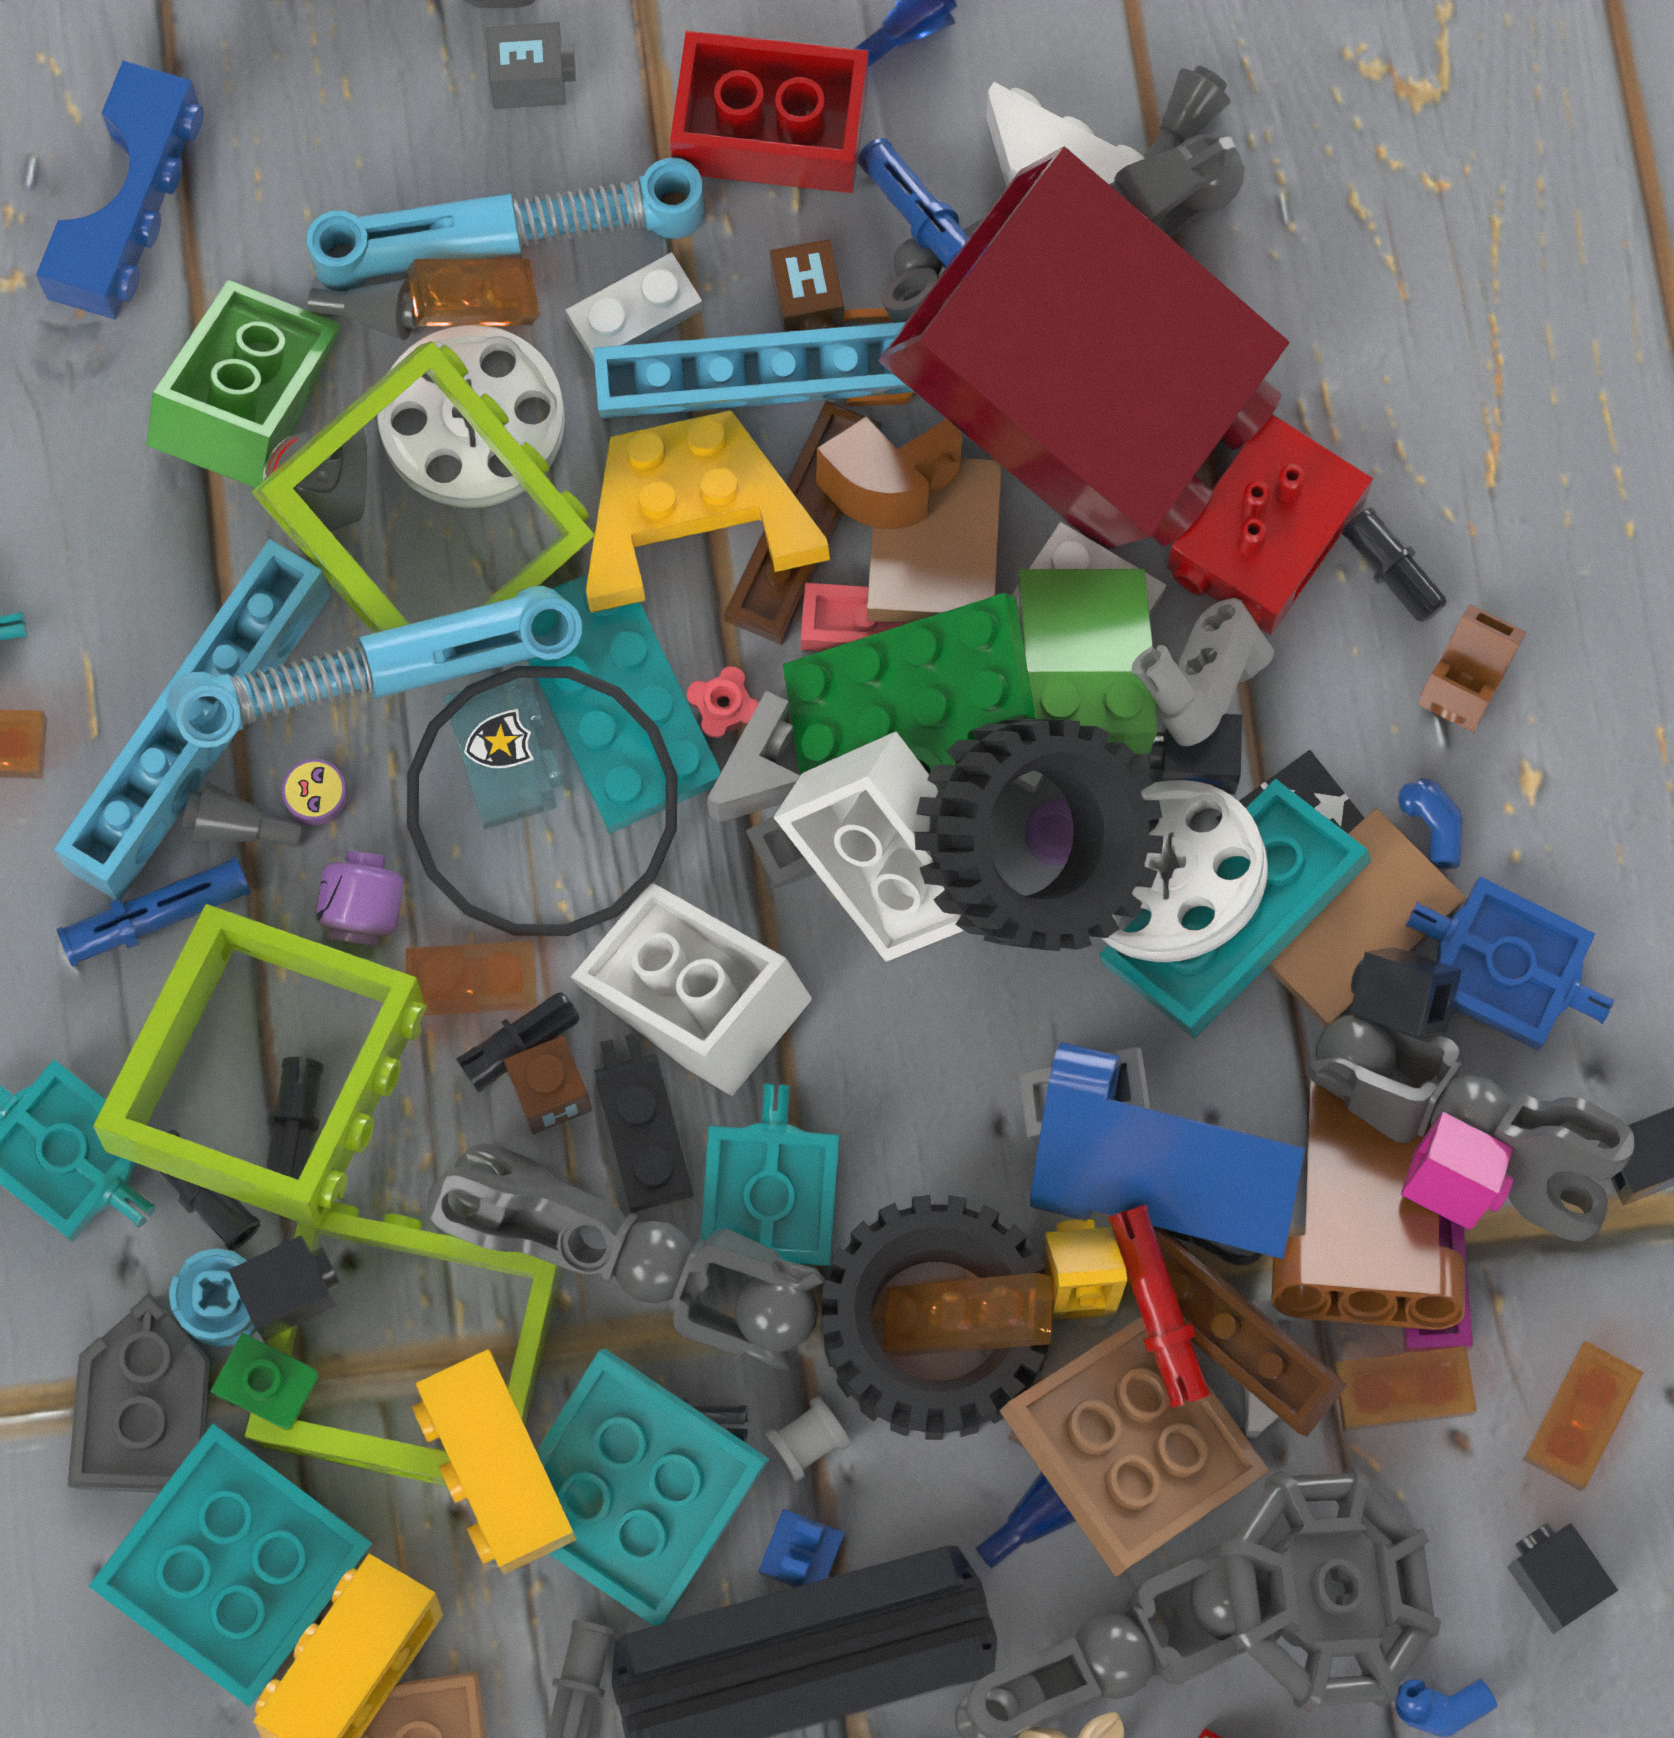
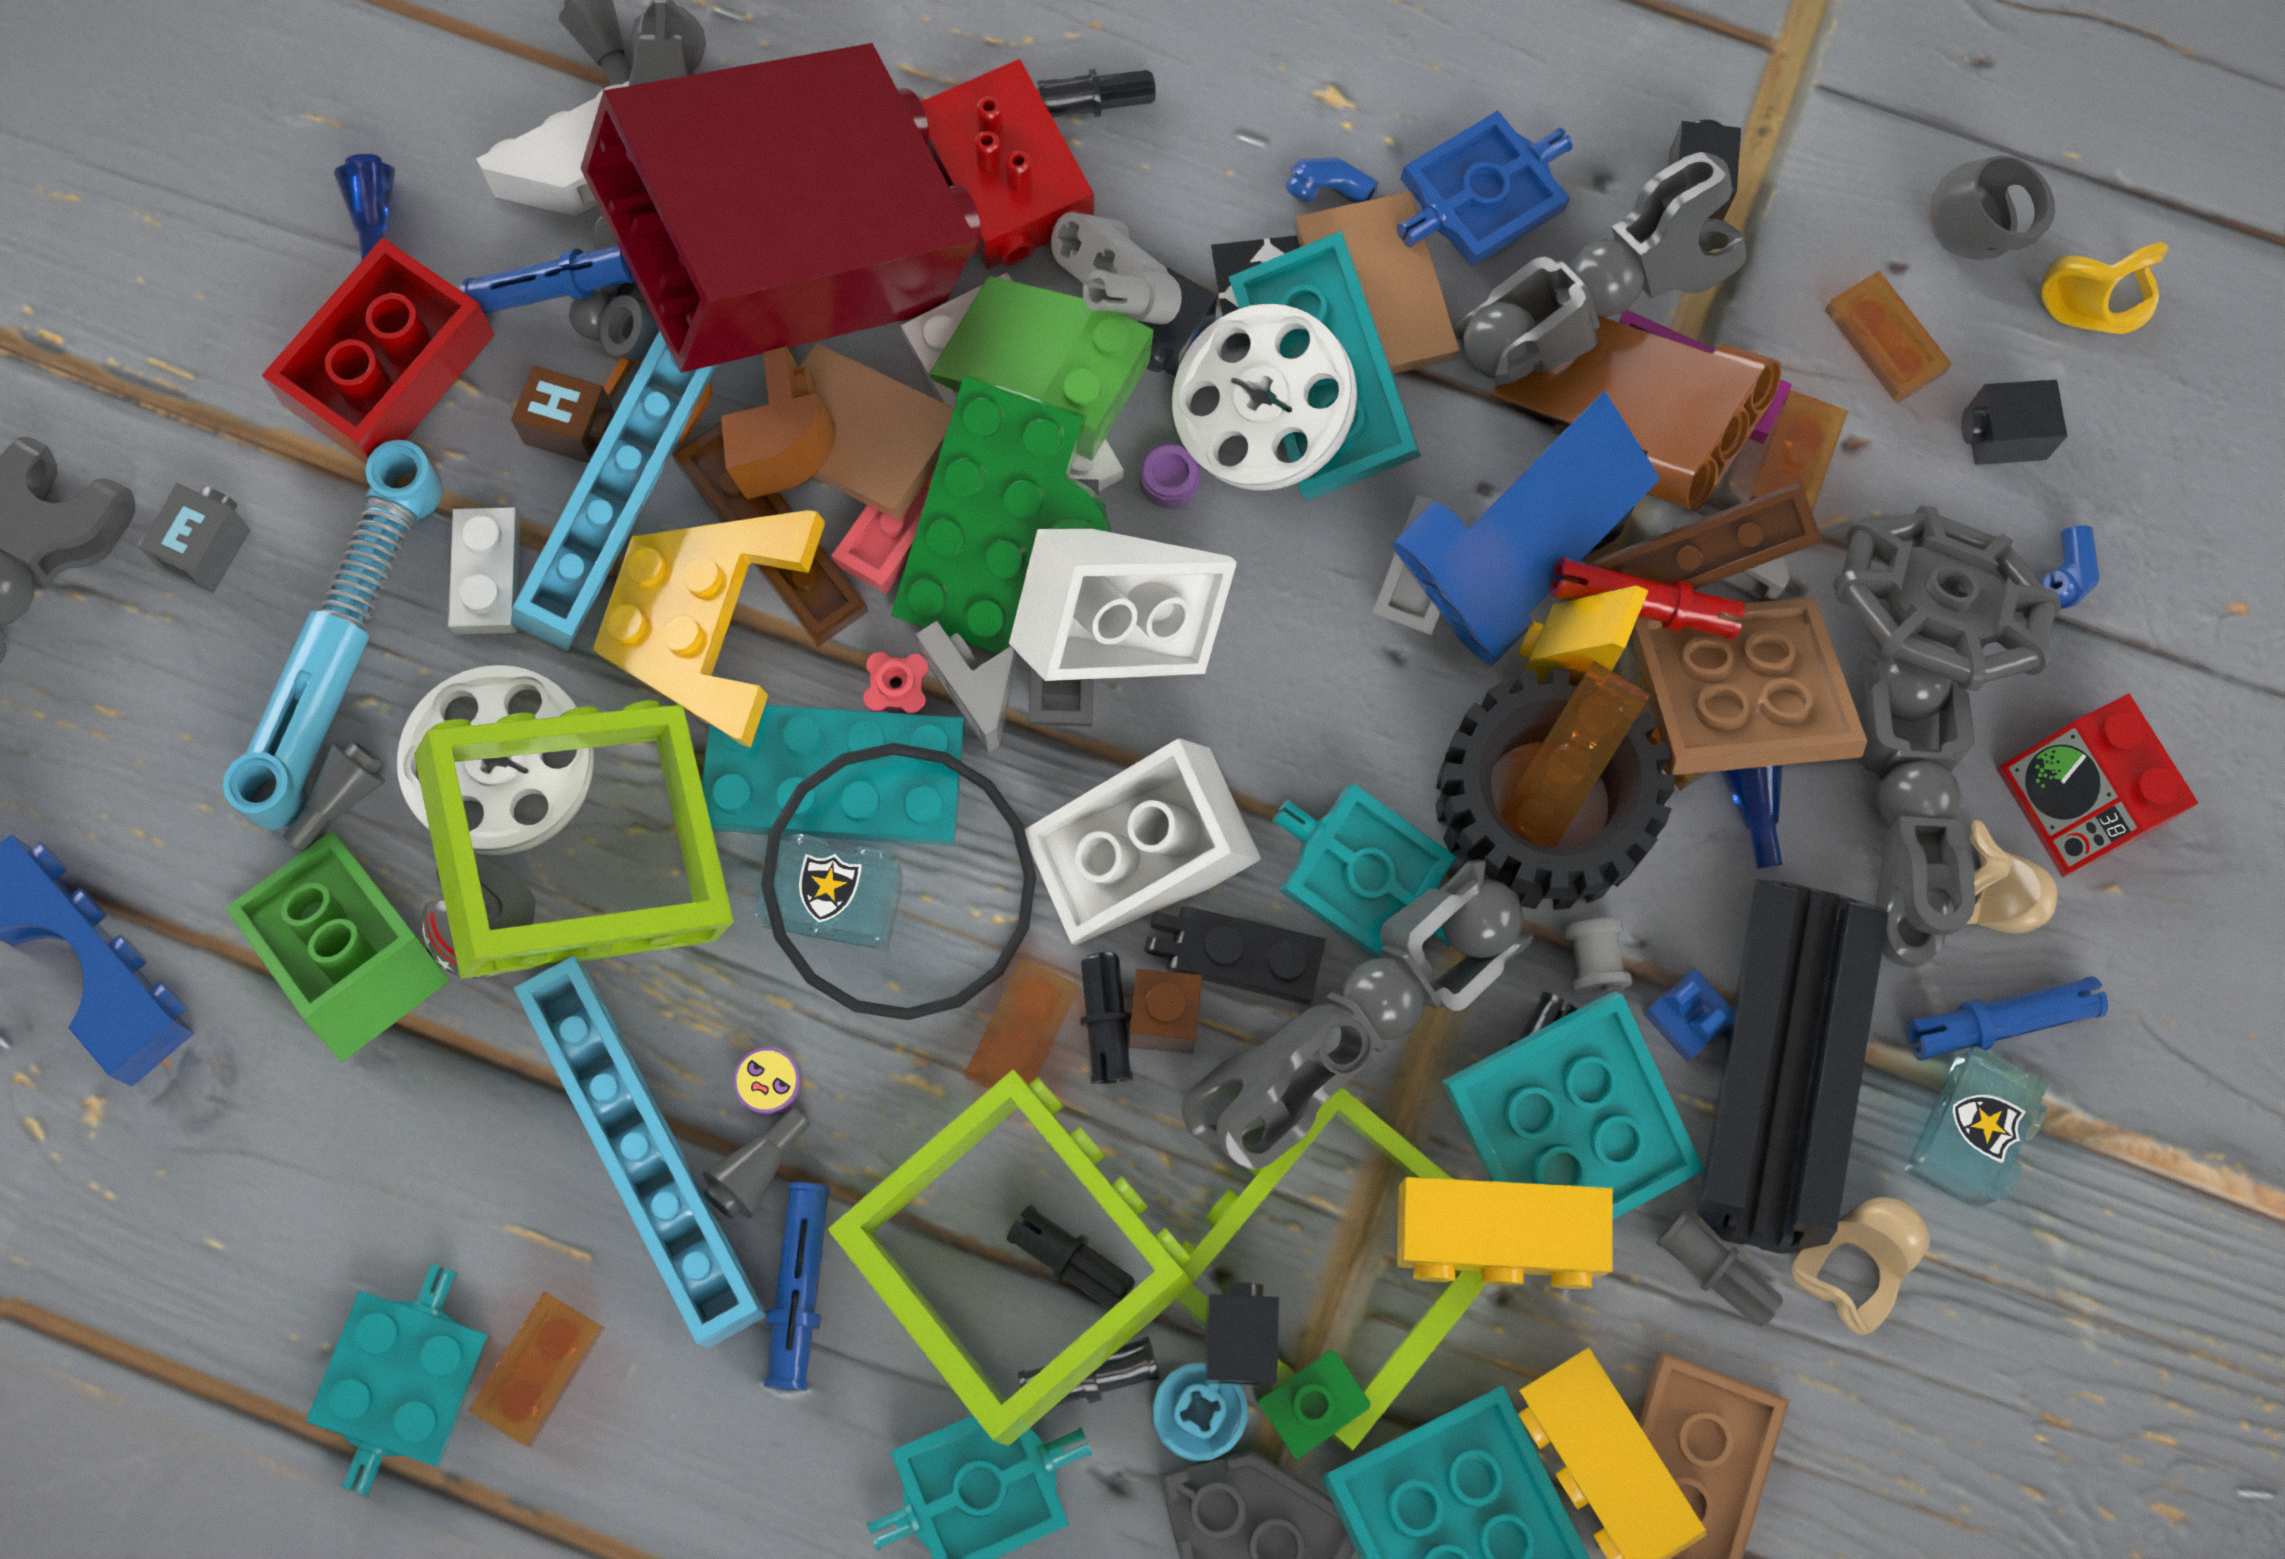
camera: 65 degrees left, 0 degrees up
(359, 899) = (896, 1090): medium lavender head -> none
(382, 664) = (699, 950): medium azure piece -> none
(473, 292) = (381, 694): clear orange plate -> none
(1107, 837) = (1229, 422): black tyre -> none
(1404, 991) = (1474, 271): black brick -> none
(1459, 1172) = (1656, 306): dark pink brick -> none
(1471, 668) = (1223, 80): brick -> none

